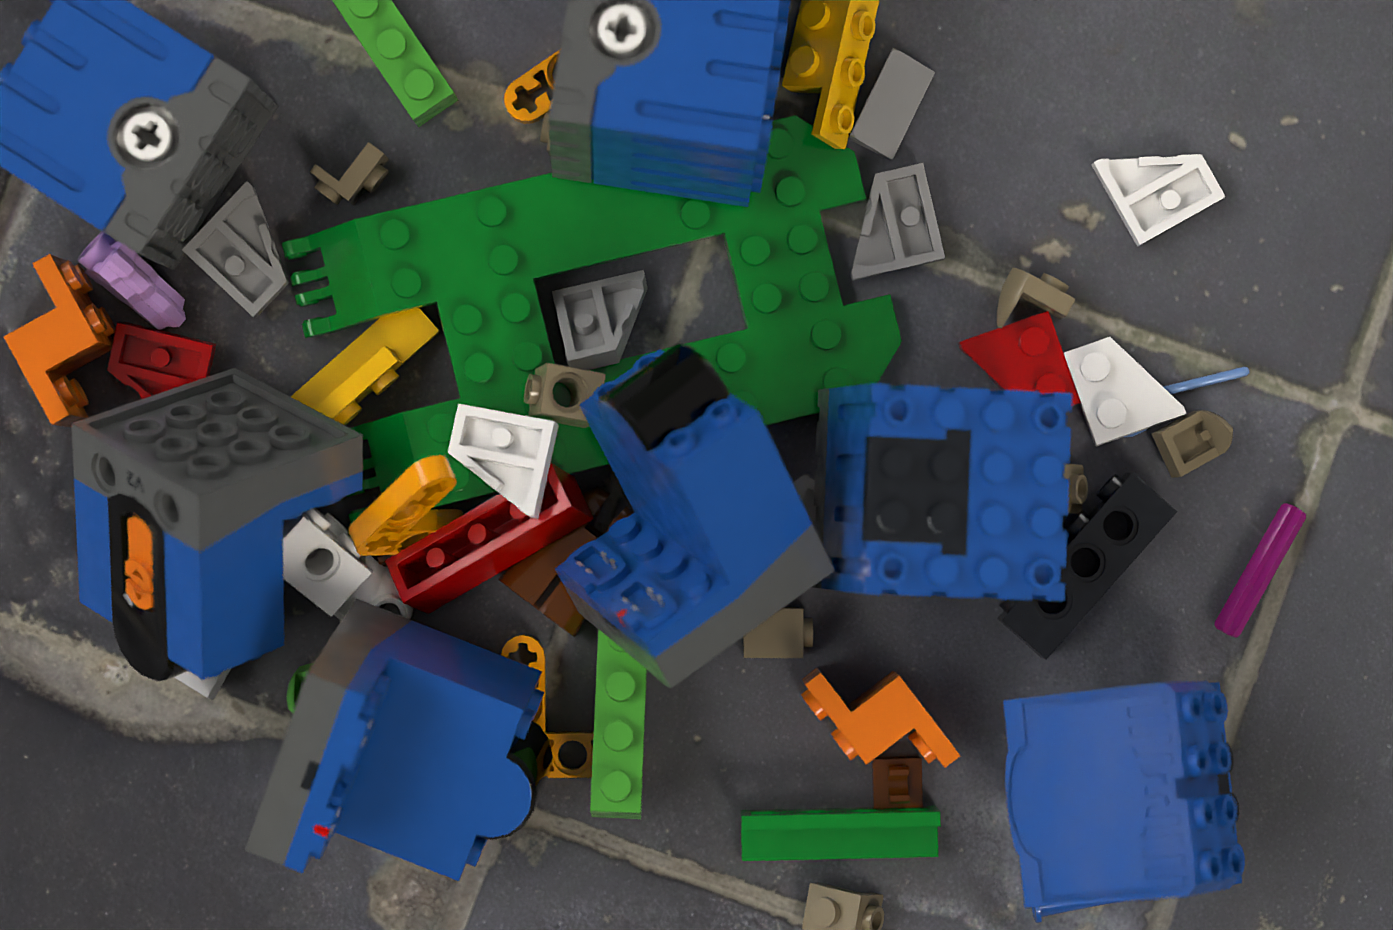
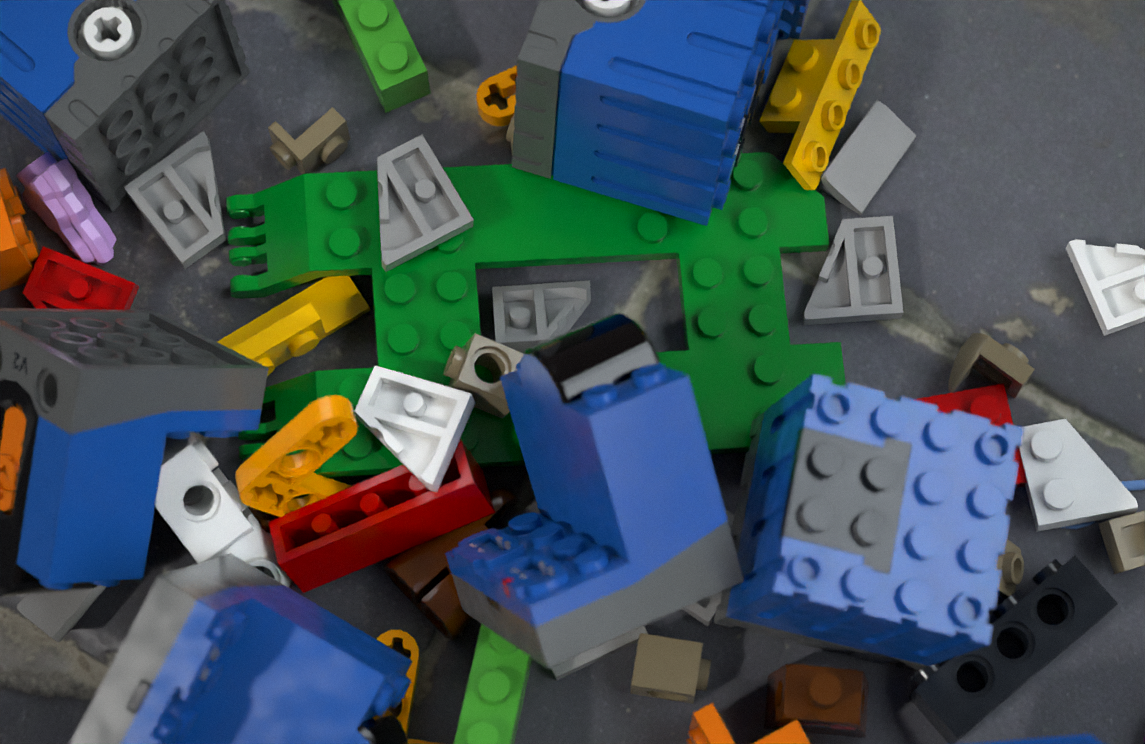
camera: 10 degrees right, 15 degrees down
(467, 236) = (416, 203): none -> light grey wing
(914, 642) = (819, 698): none -> reddish brown torso

